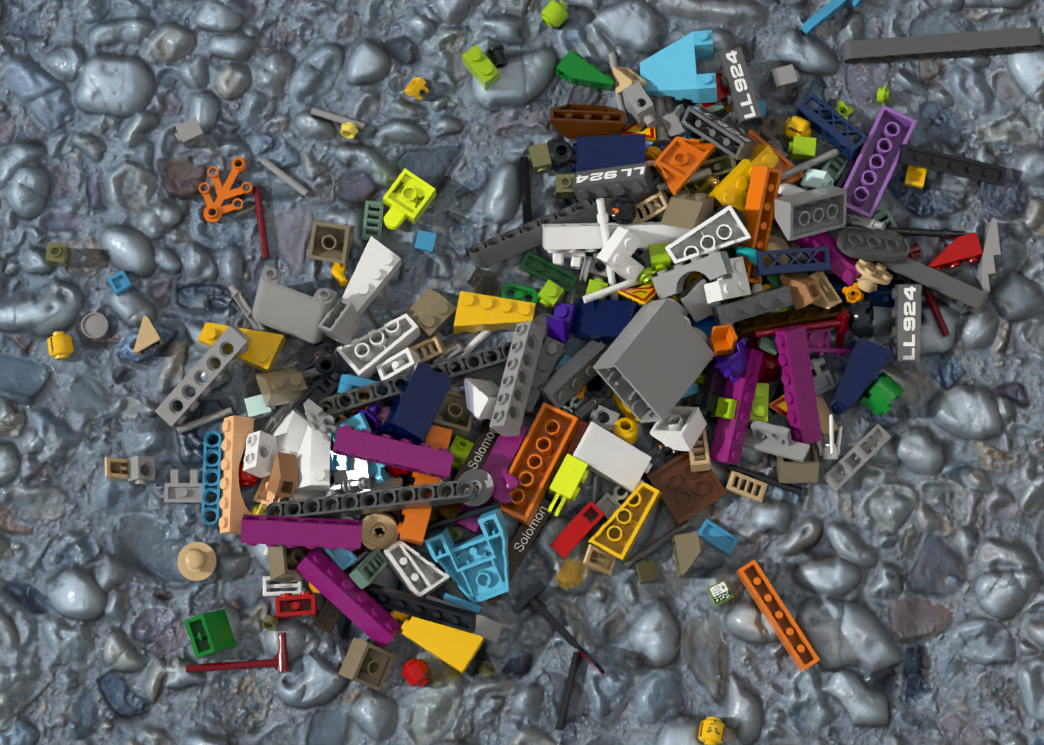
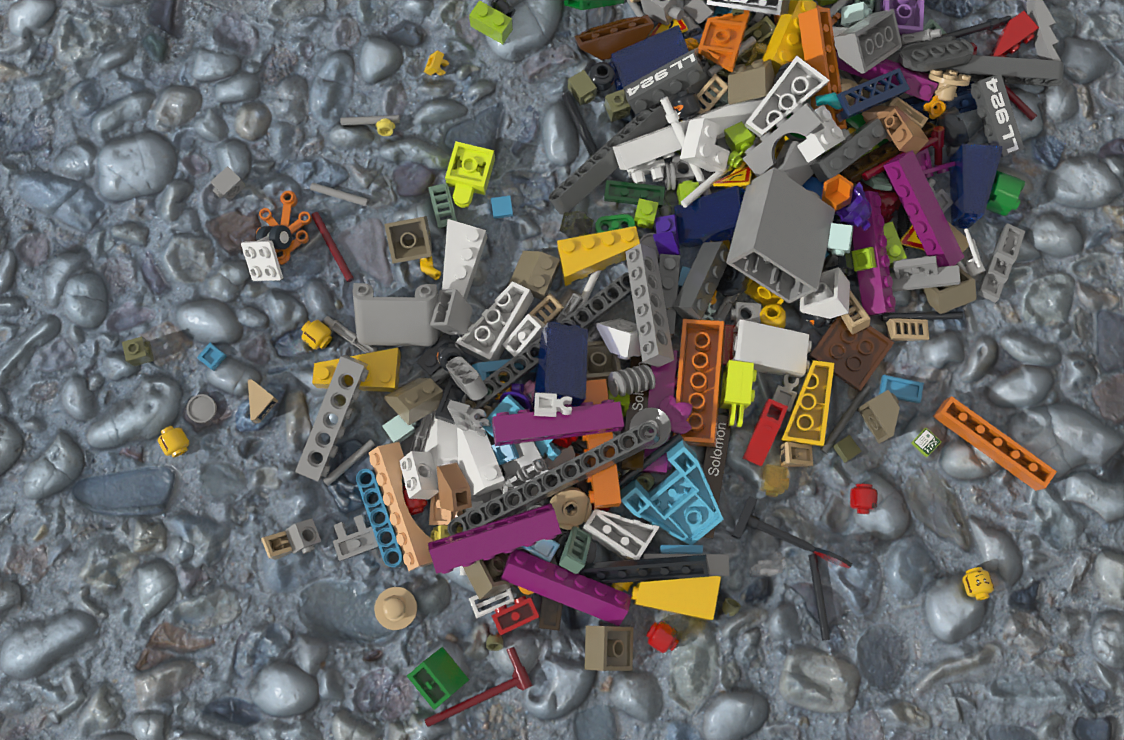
camera: 20 degrees left, 0 degrees up
(196, 207) = (261, 253): none -> white plate
(217, 296) = (316, 334): none -> yellow head
(330, 384) = (467, 378): none -> light grey beam
(389, 433) = (547, 405): none -> white plate
(474, 438) = (631, 380): none -> light grey piece
(528, 648) = (770, 567): none -> clear bracket
(642, 620) = (863, 498): none -> red head
(707, 382) = (840, 239): none -> light aqua brick
(807, 307) = (904, 132): none -> medium nougat slope

